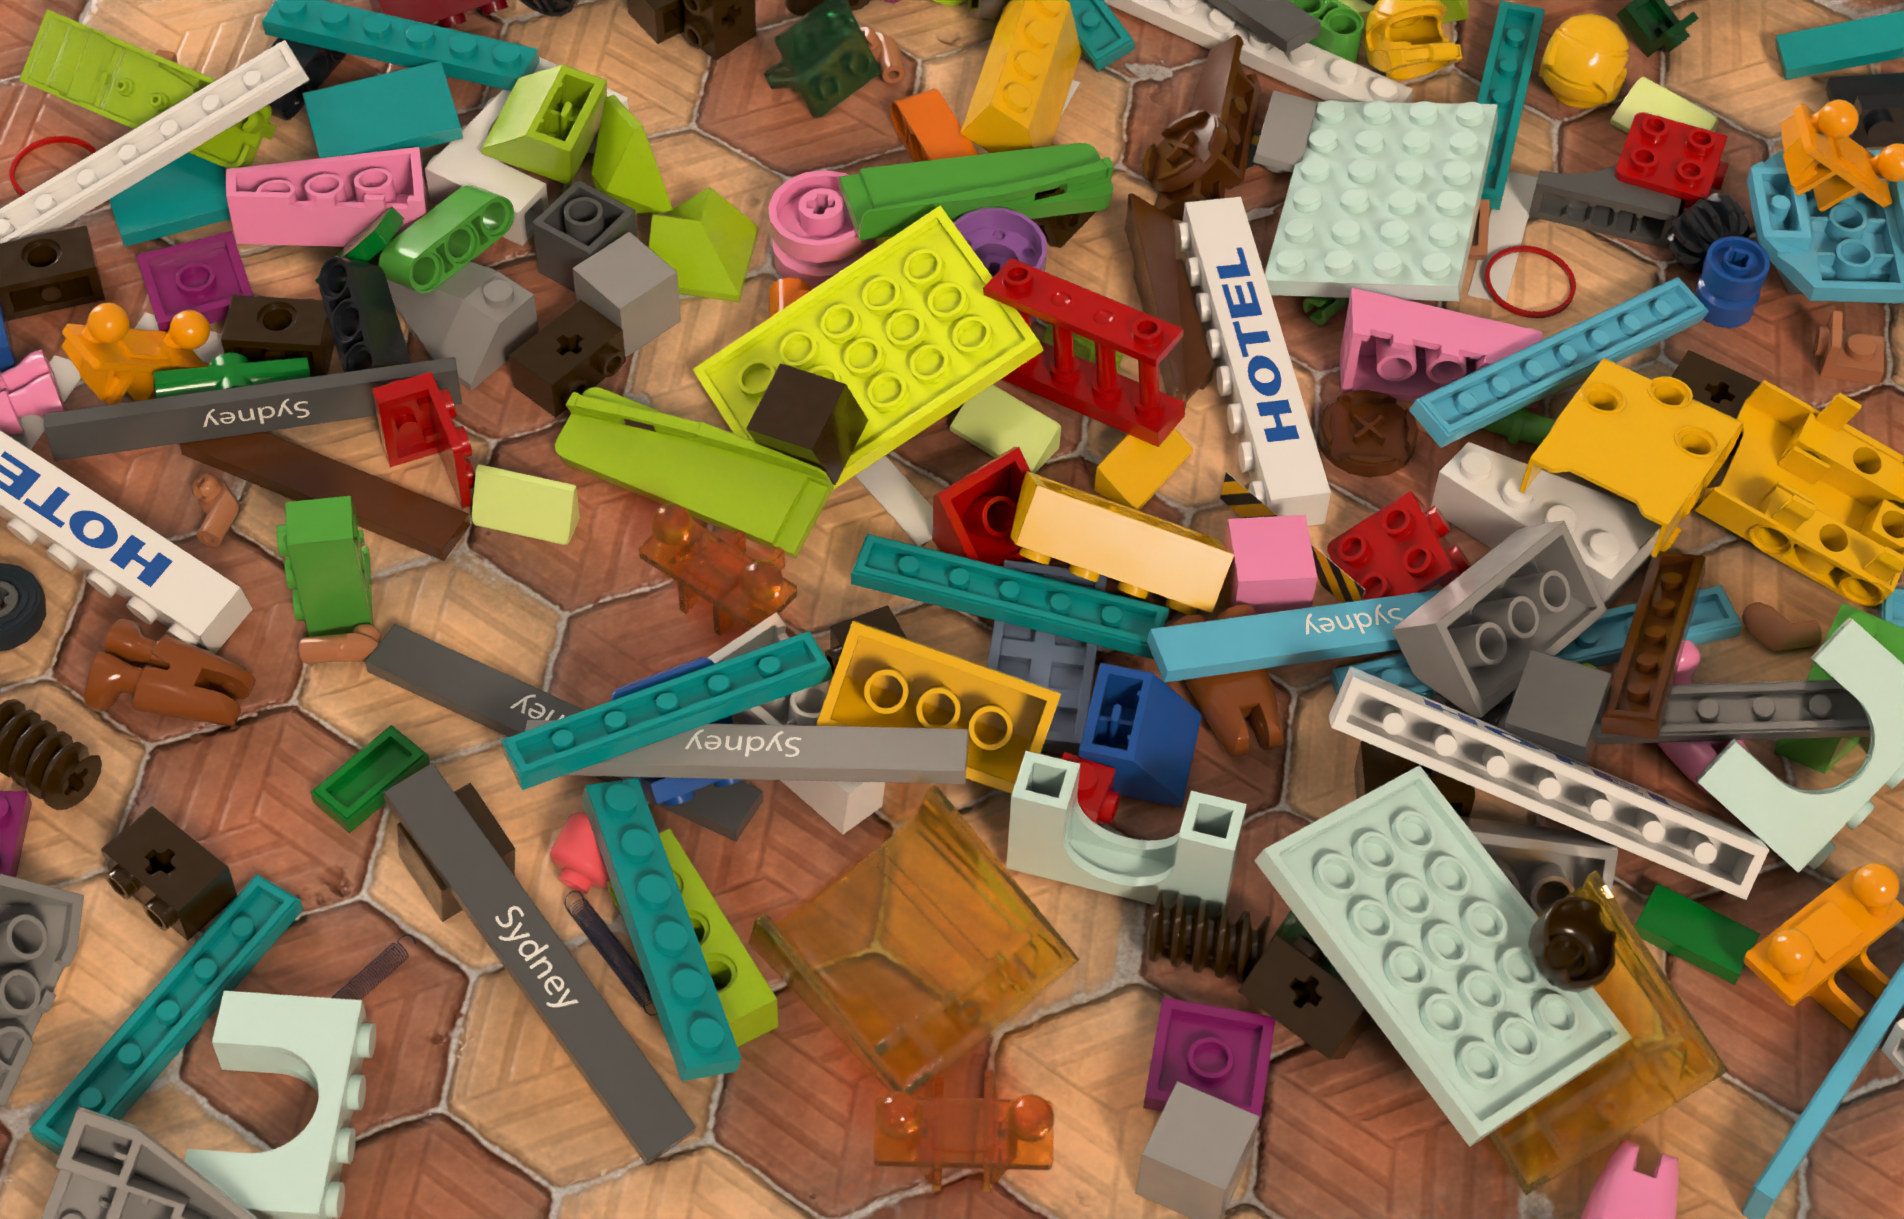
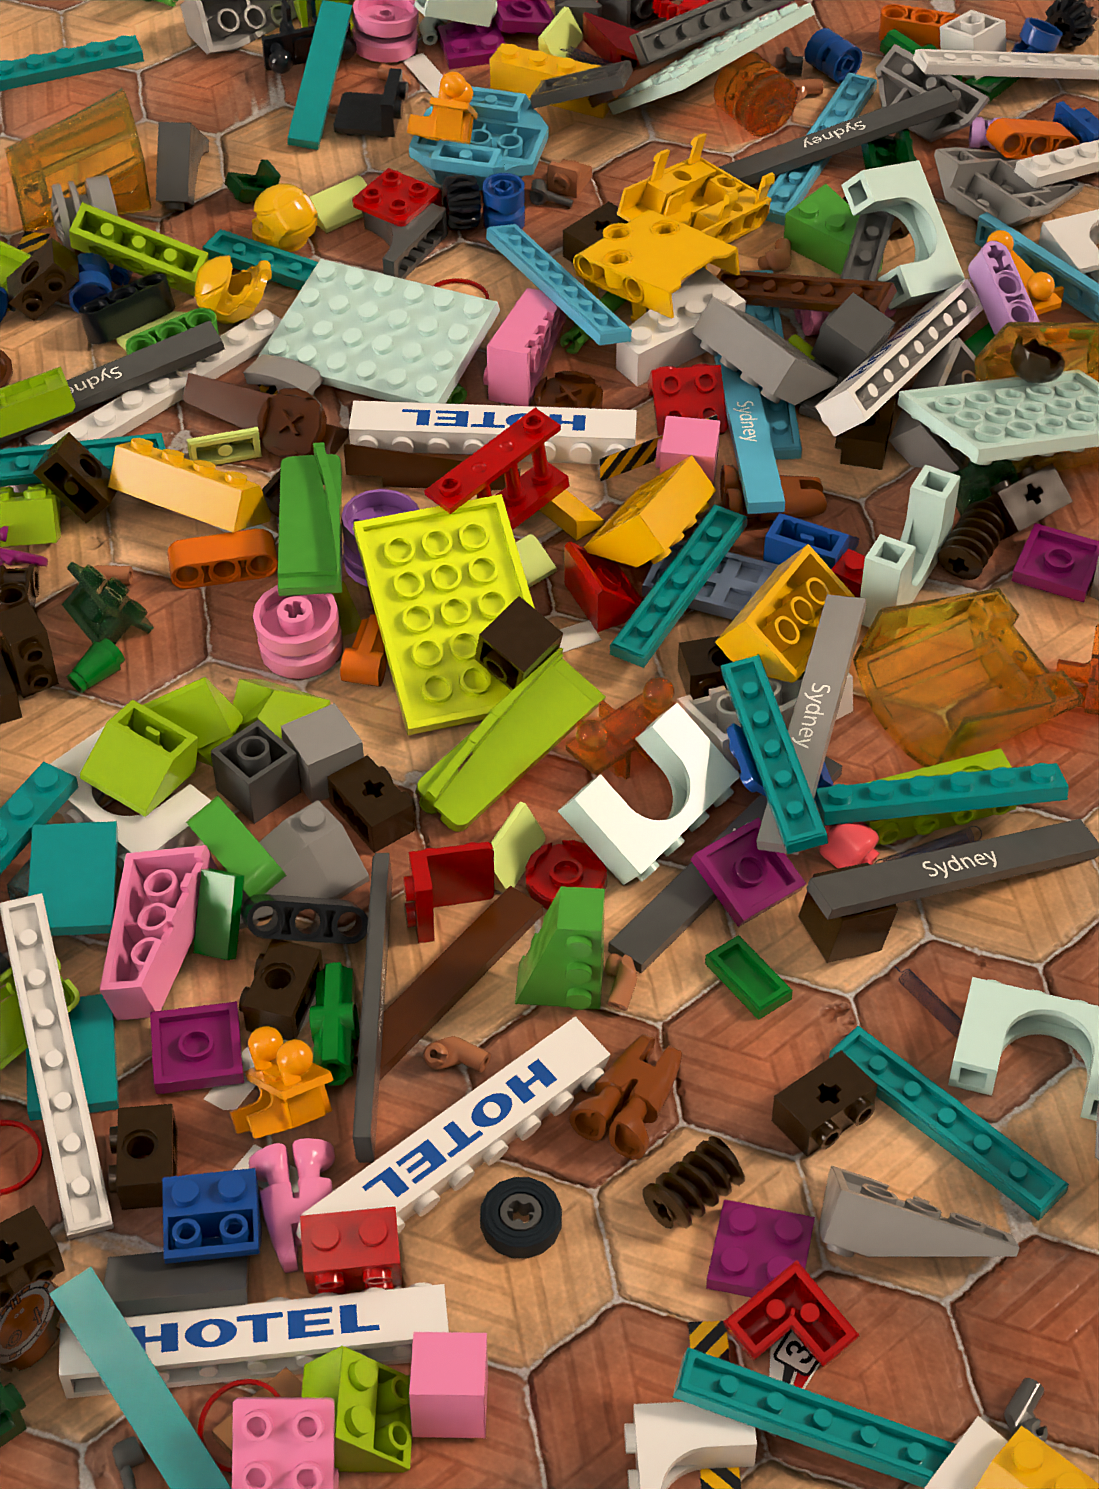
camera: 75 degrees left, 5 degrees down
(499, 715) = (744, 877): none -> magenta plate
(502, 571) = (563, 865): none -> red tile
(541, 614) = (697, 780): none -> light aqua arch
(737, 77) = (96, 665): none -> green cone
(1132, 105) = (226, 446): none -> yellowish green slope
(1734, 915) = (1000, 287): none -> lavender beam
(1798, 324) = (540, 194): none -> dark grey hand

